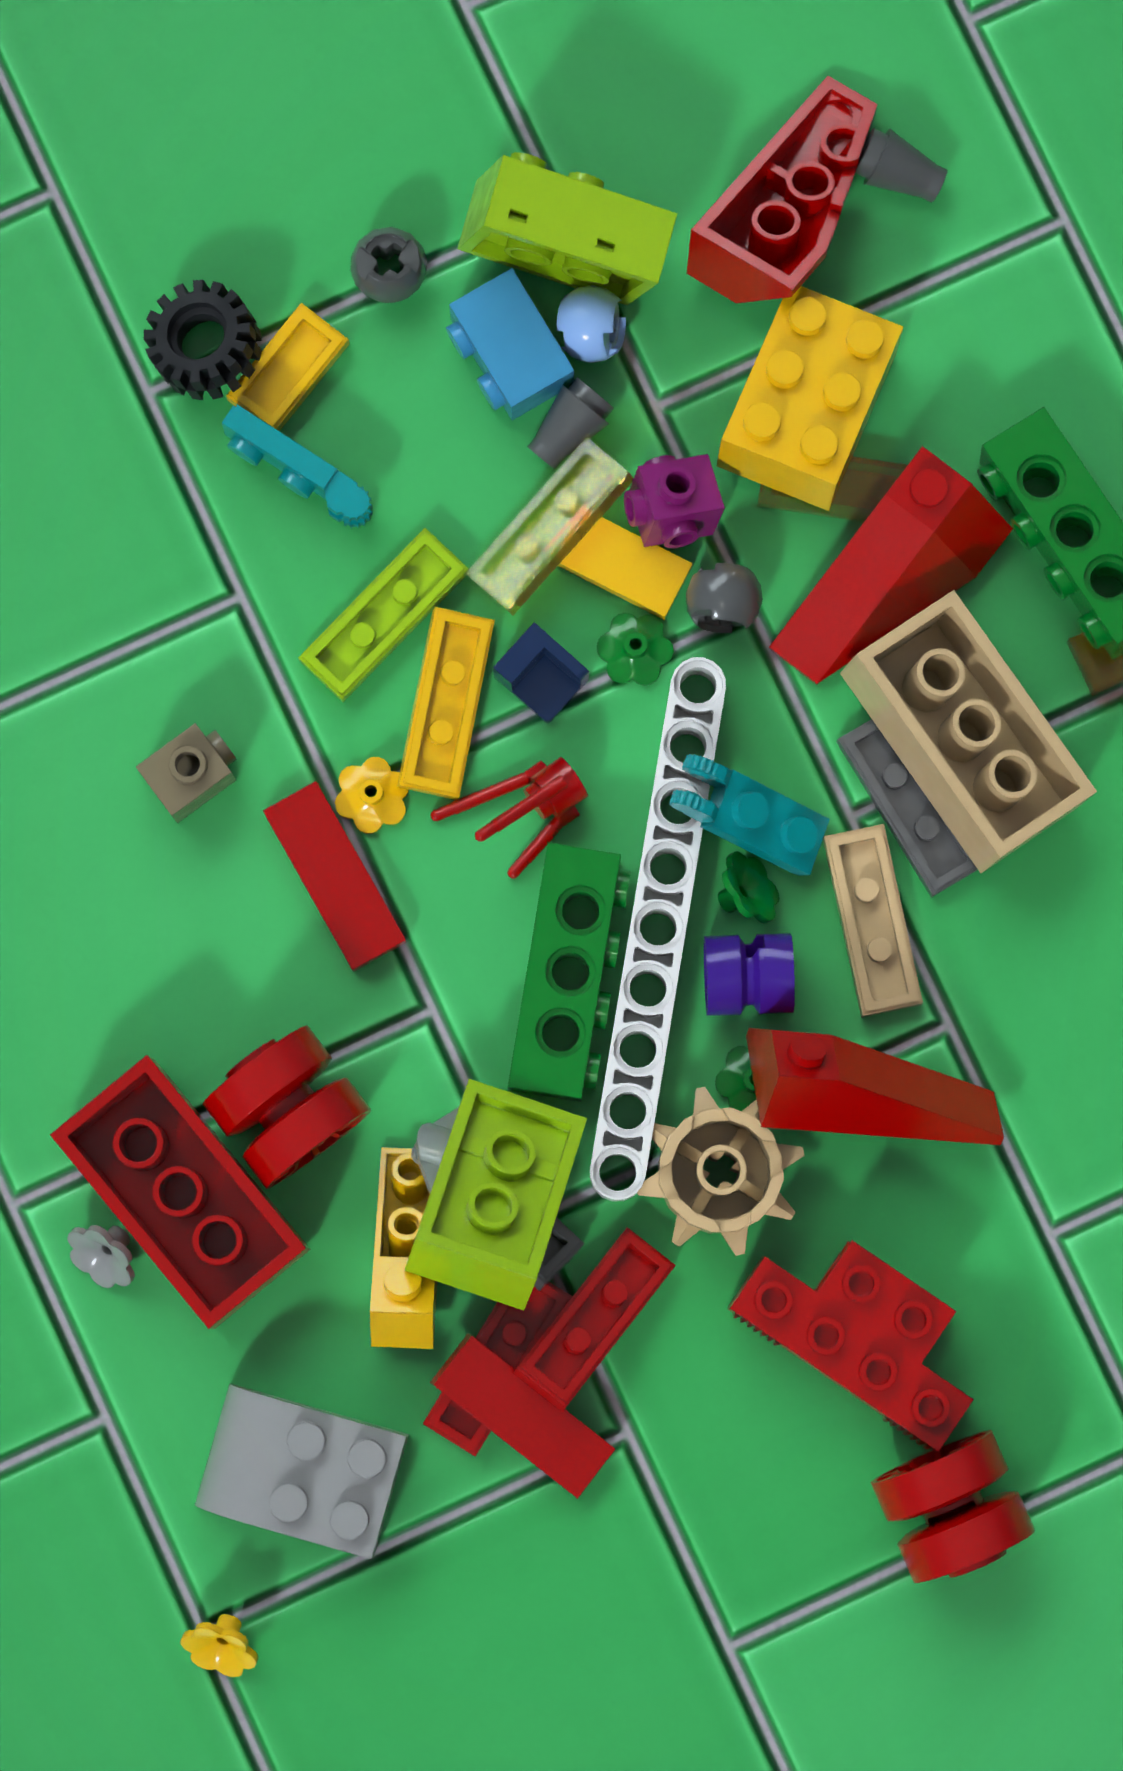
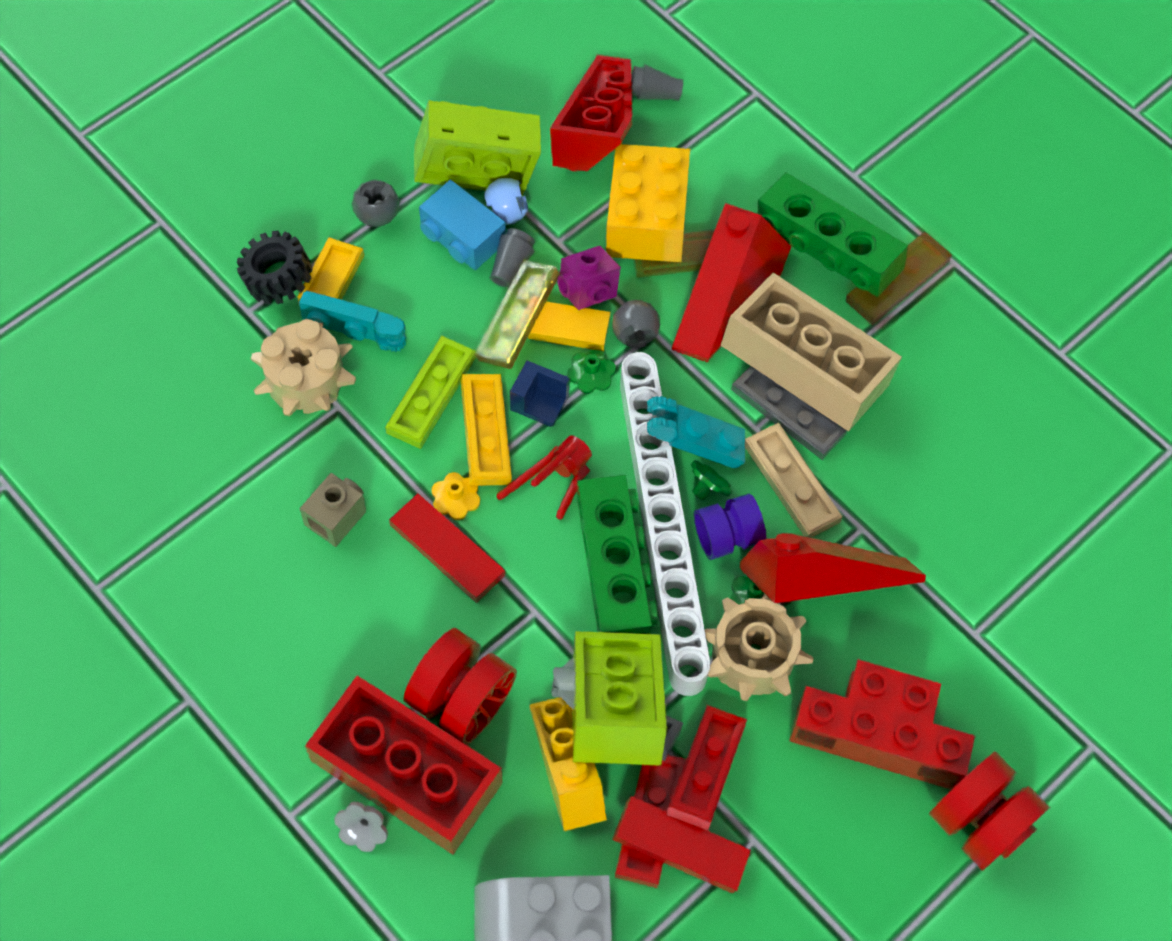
camera: 20 degrees left, 20 degrees down
(196, 492) = (302, 367): none -> tan brick

